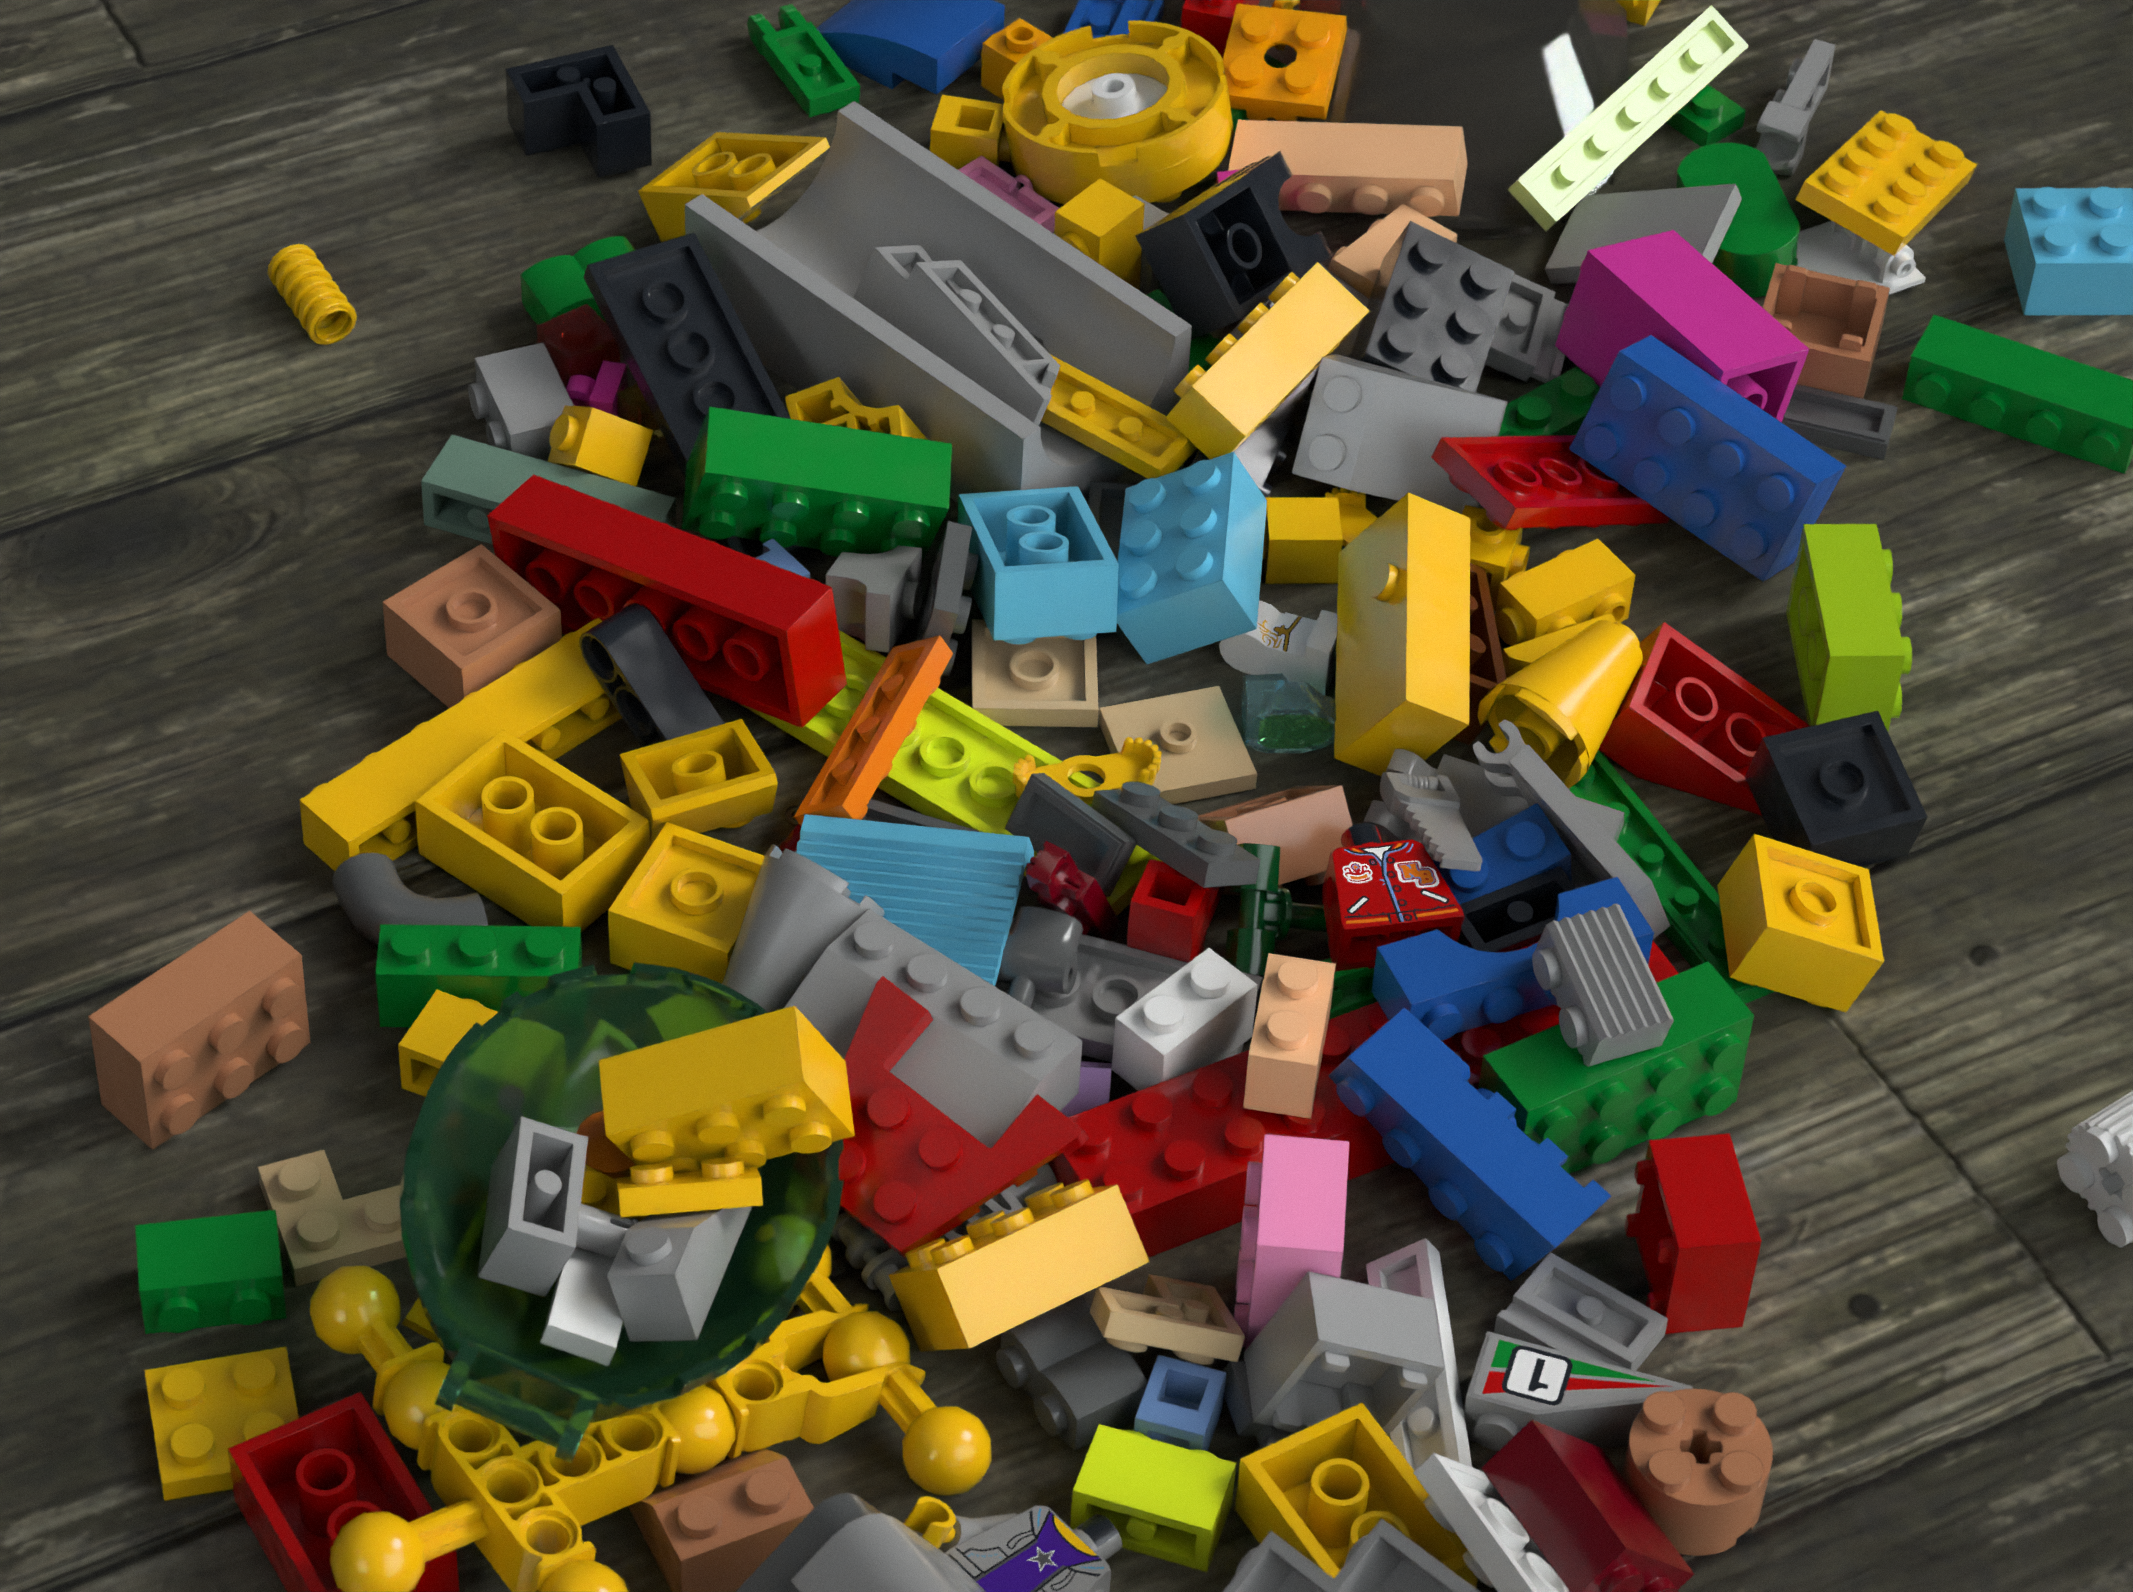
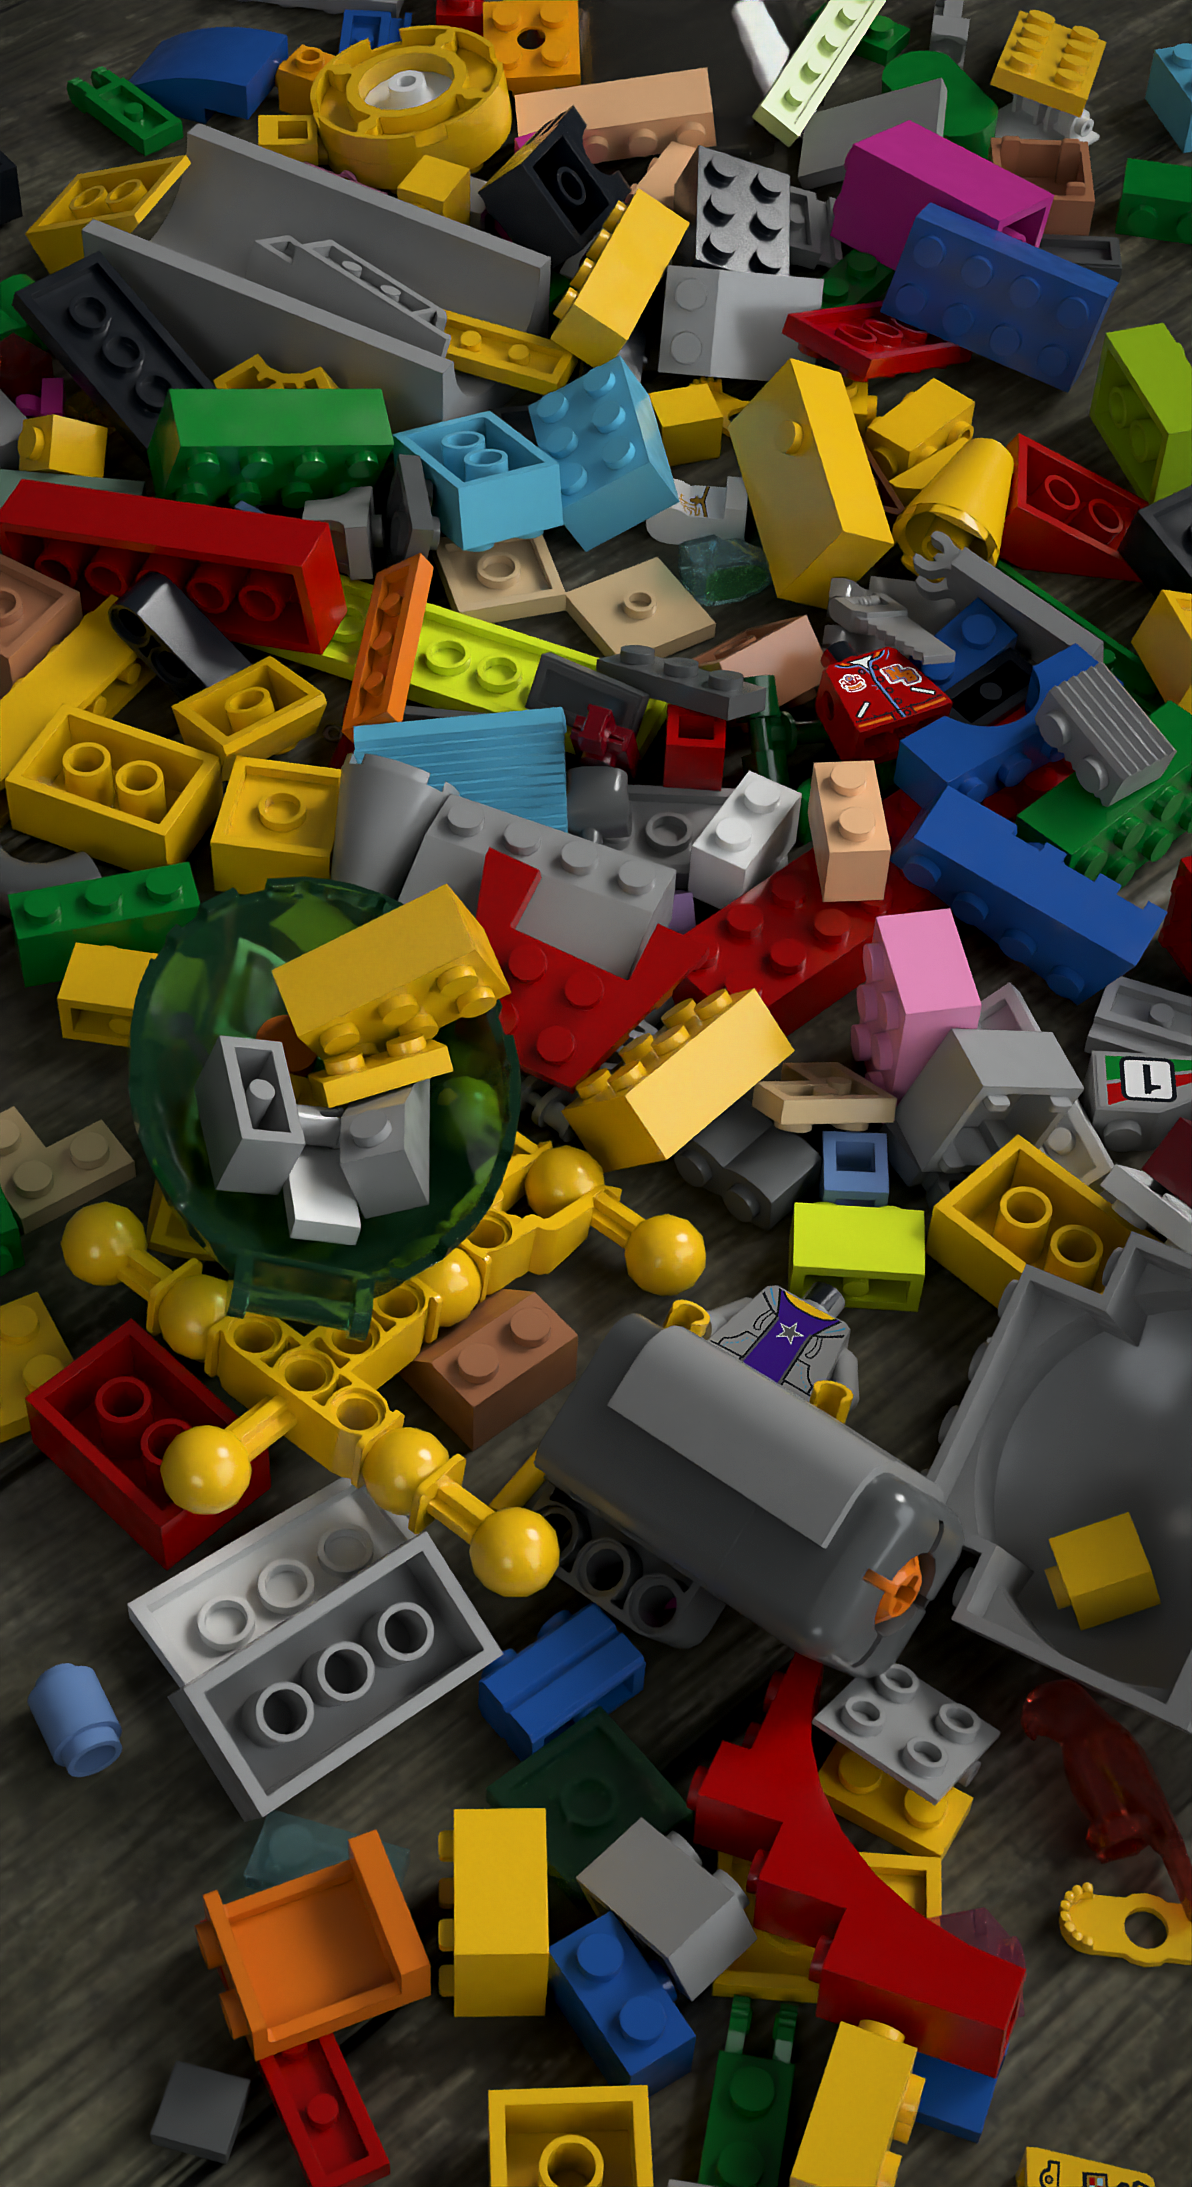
camera: 15 degrees left, 5 degrees up
(1135, 763) = (614, 632): yellow piece -> none

